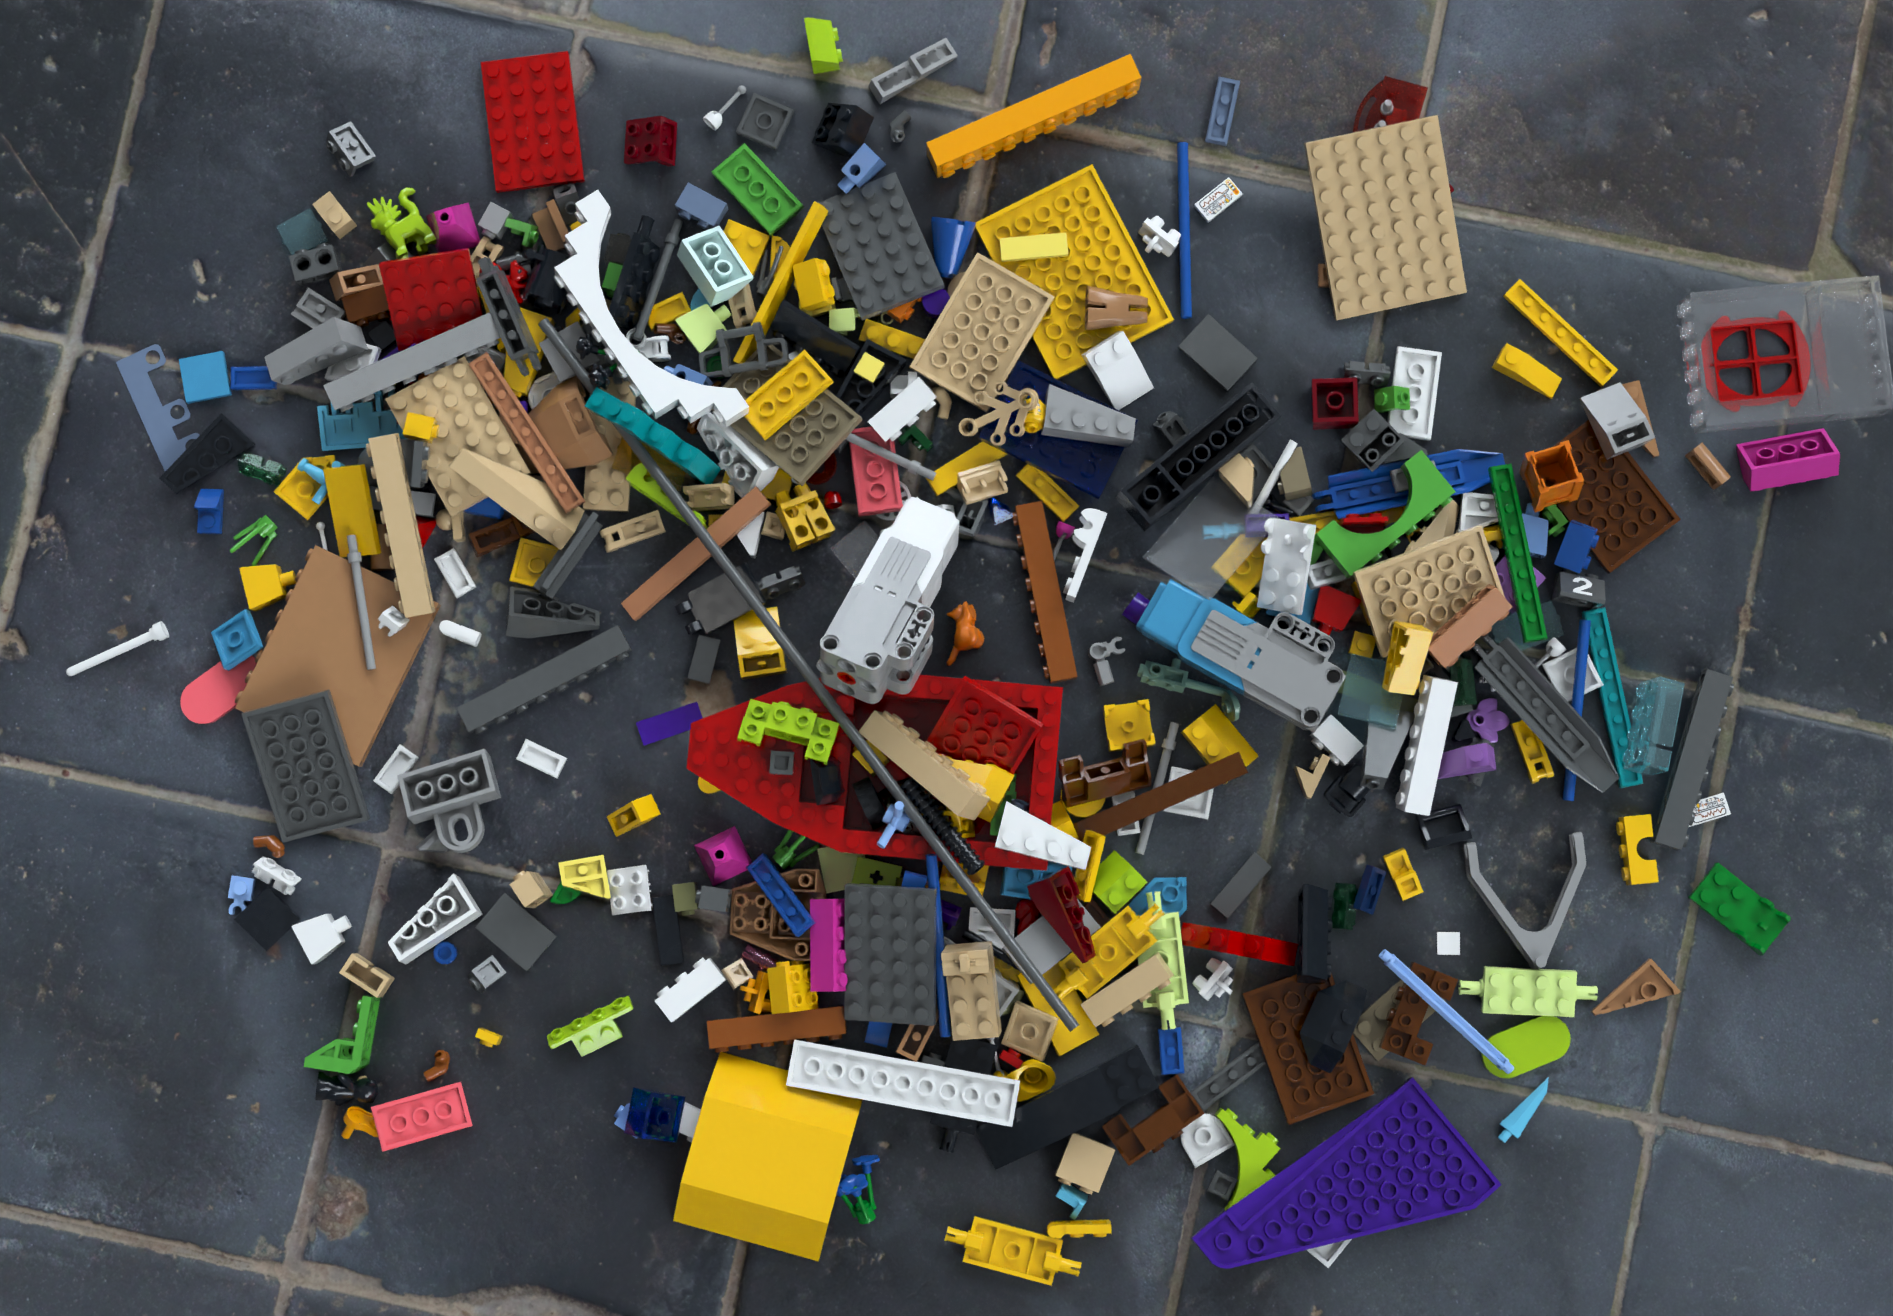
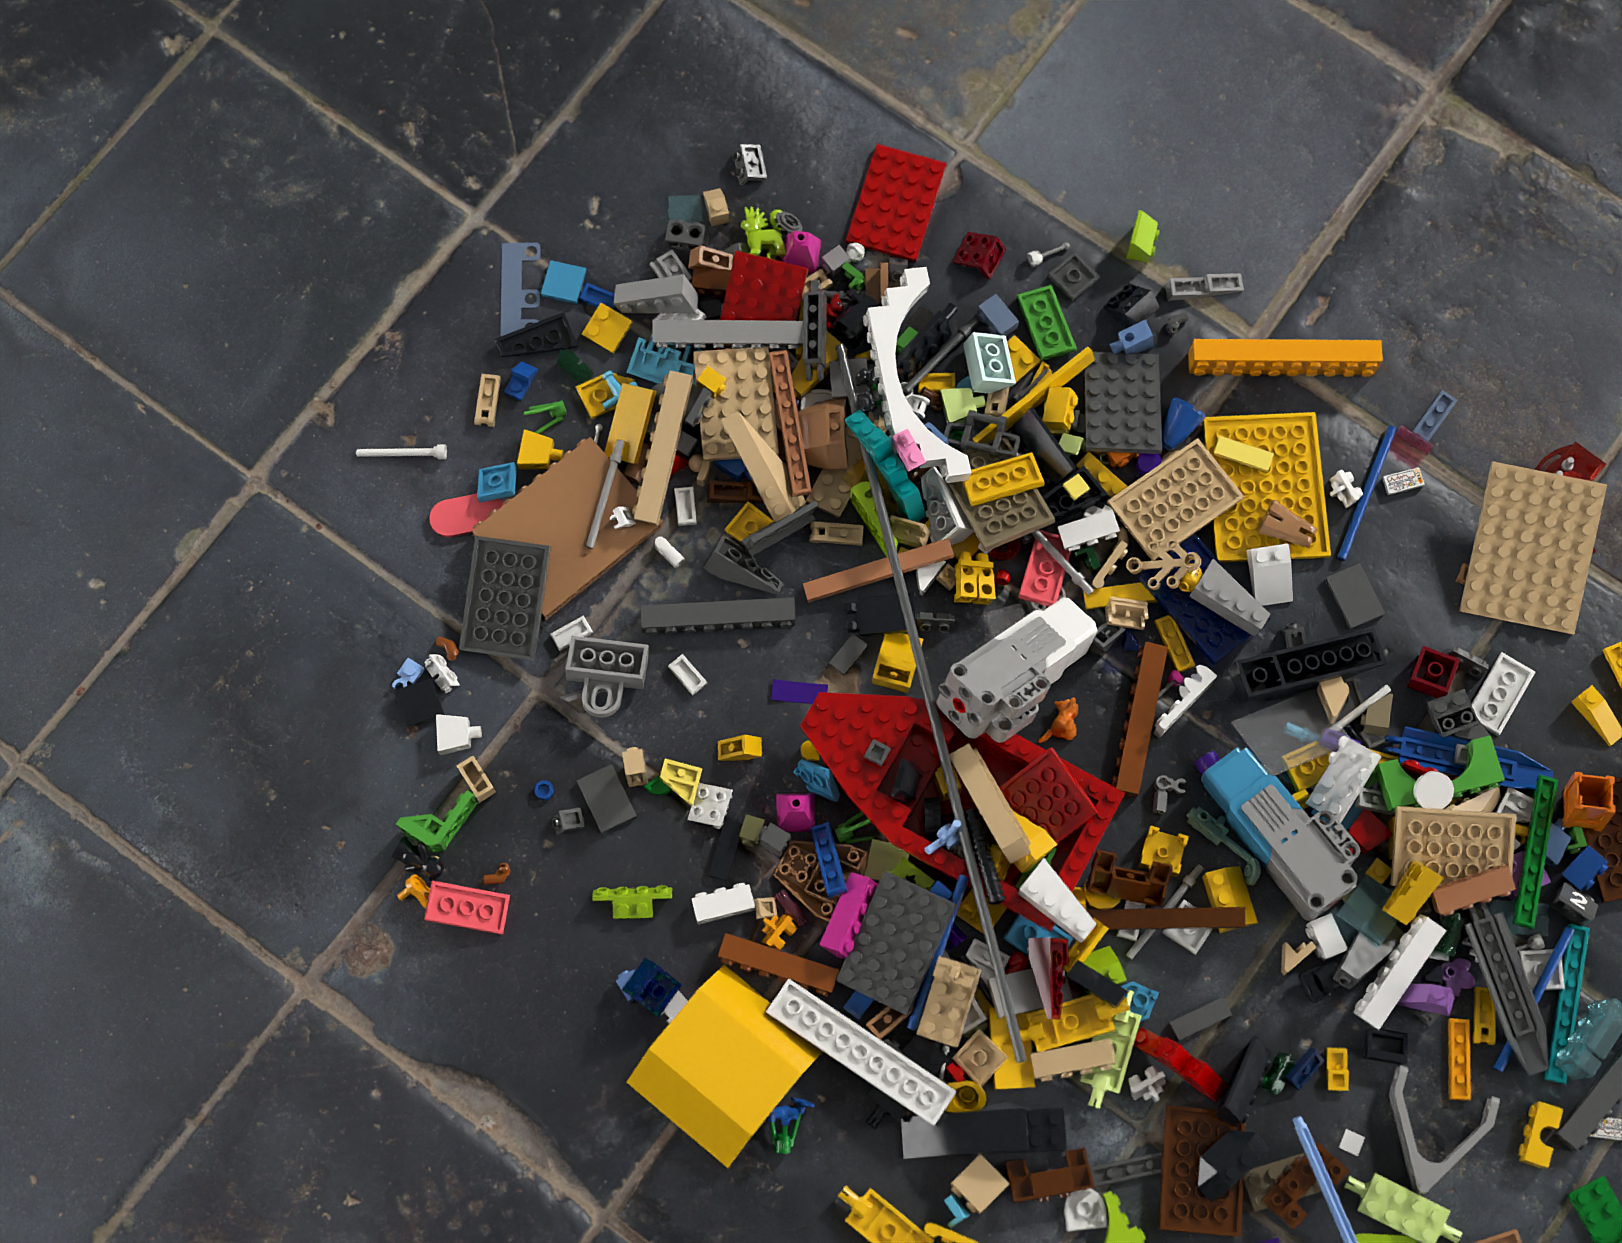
camera: 20 degrees right, 10 degrees down
(183, 549) = (487, 399): none -> tan plate
(277, 409) = (607, 328): none -> yellow plate
(423, 194) = (788, 222): none -> dark grey gear
(438, 919) = (548, 761): white wedge -> none
(488, 1037) = (547, 870): yellow plate -> none
(512, 200) = (855, 252): none -> white tile
(668, 413) = (908, 450): none -> bright pink hinge
(732, 813) = (818, 779): none -> dark azure tile
(789, 724) = (897, 725): lime bracket -> none
(791, 987) = (804, 936): yellow brick -> none
(941, 439) = (1109, 565): none -> tan plate
(1118, 902) = (1097, 984): none -> black tile
(1171, 1051) = (1087, 1126): blue plate -> none
(1211, 148) = (1414, 440): none -> clear pink pin
(1385, 538) = (1433, 790): none -> white tile
(1392, 399) = (1481, 689): bright green bracket -> none
(1524, 807) = (1459, 1059): none -> light orange tile

